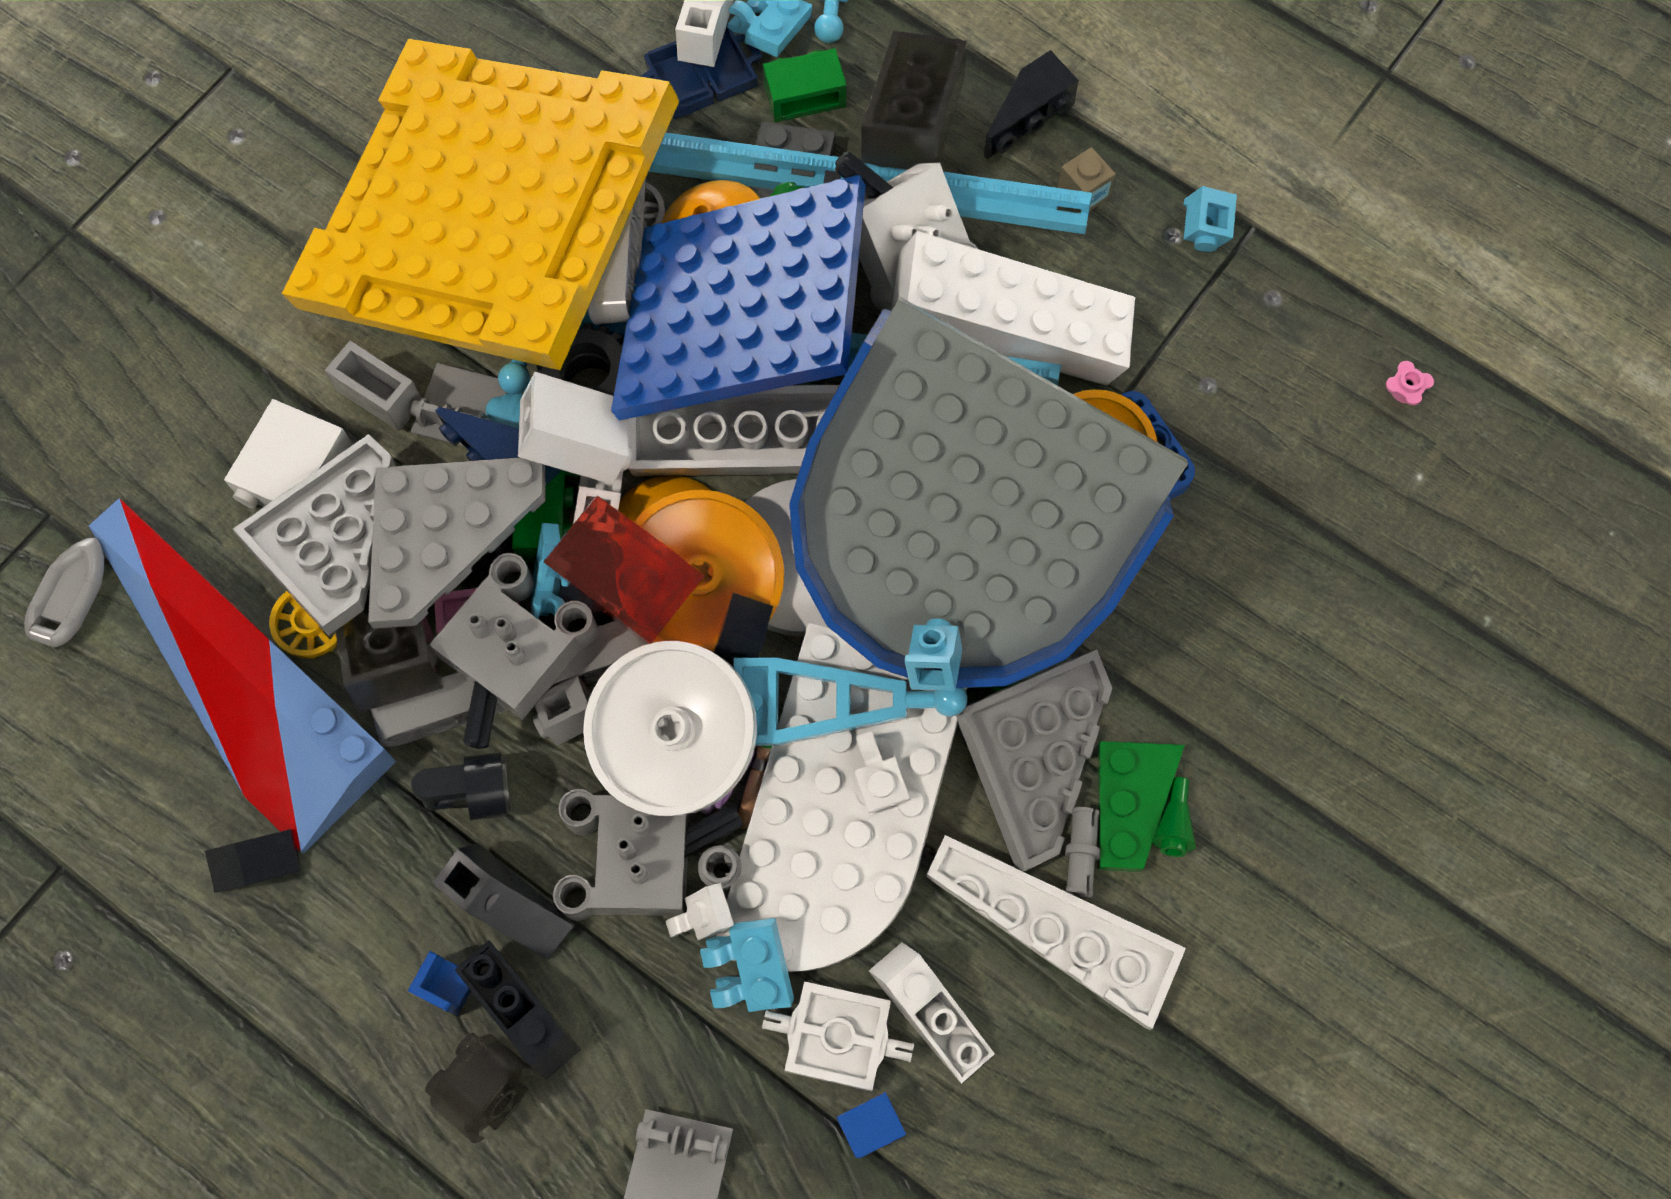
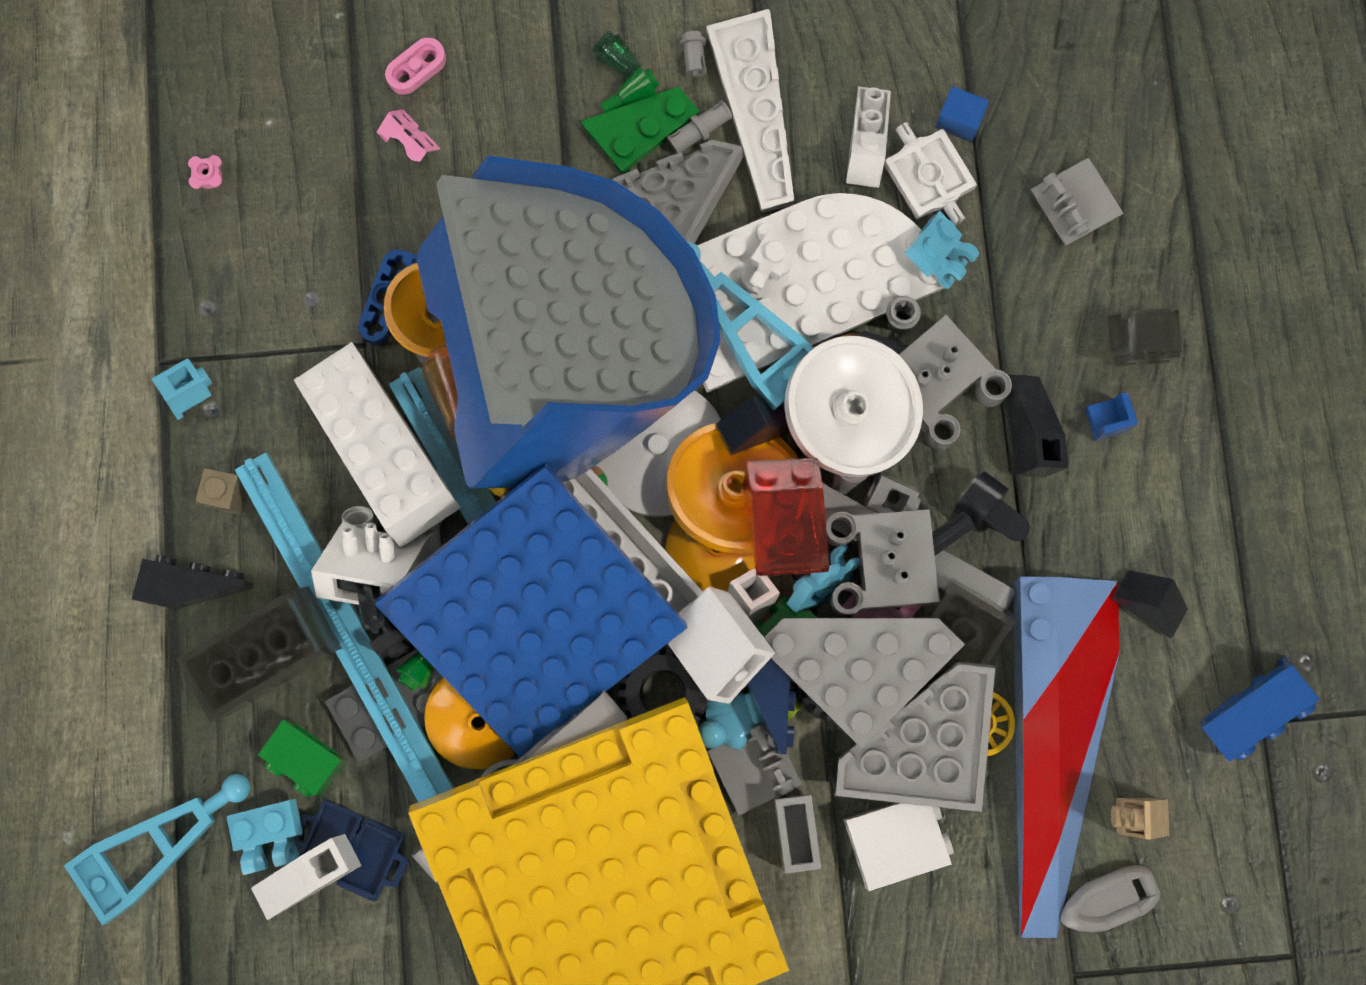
camera: 130 degrees left, 10 degrees up
(63, 865) = (1260, 711): none -> blue wedge
(90, 665) = (1141, 817): none -> tan slope
(517, 1010) = (1085, 360): black slope -> none
(705, 914) = (935, 299): white plate -> none
(934, 646) = (693, 255): medium azure brick -> none
(1167, 915) = (692, 44): none -> light grey pin
(1227, 837) = (616, 54): none -> clear green cone
(1320, 570) = (393, 129): none -> bright pink piece
(1371, 643) = (413, 65): none -> bright pink plate

